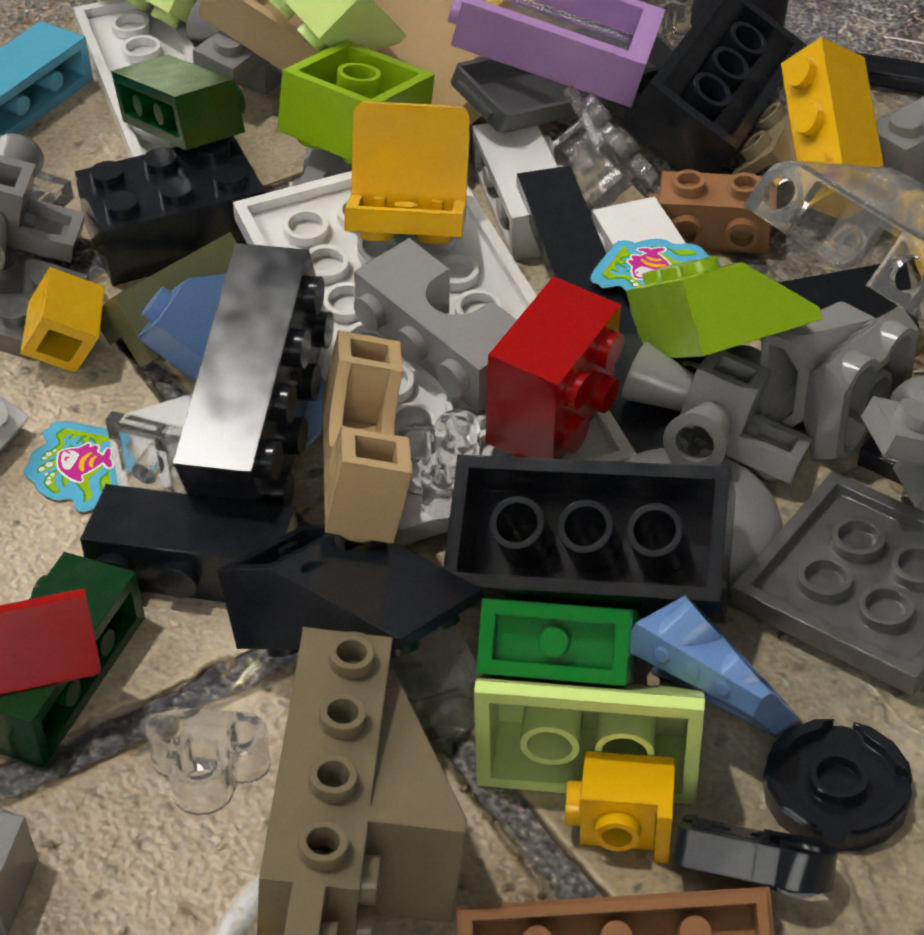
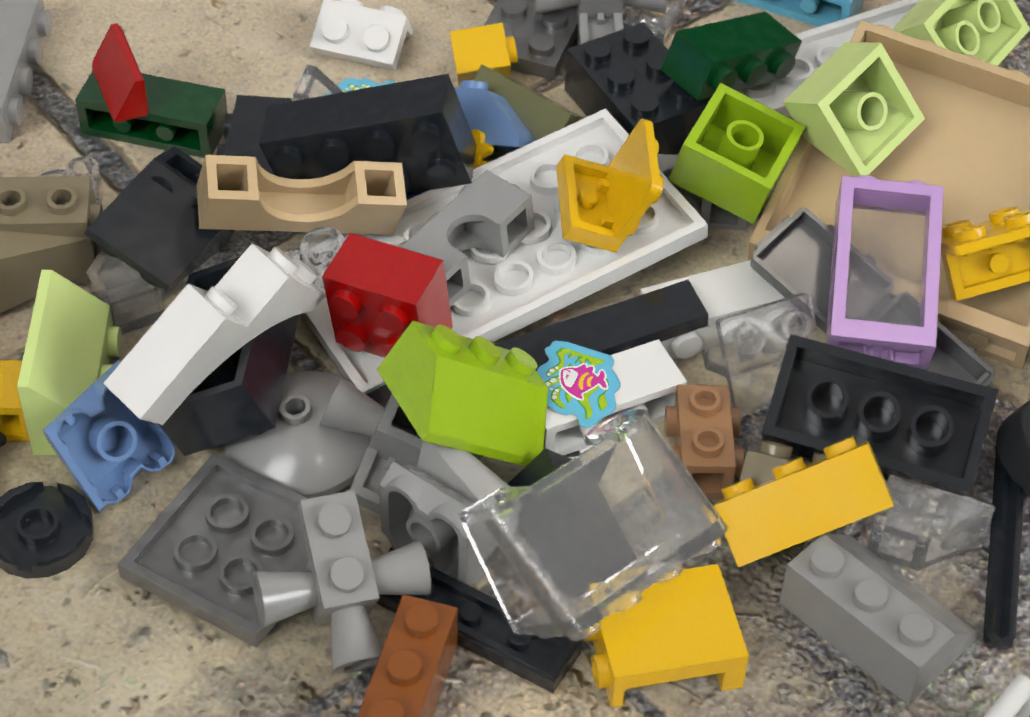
camera: 80 degrees right, 5 degrees up
(556, 641) = (98, 321): green panel -> none
(663, 468) = (210, 326): none -> white arch

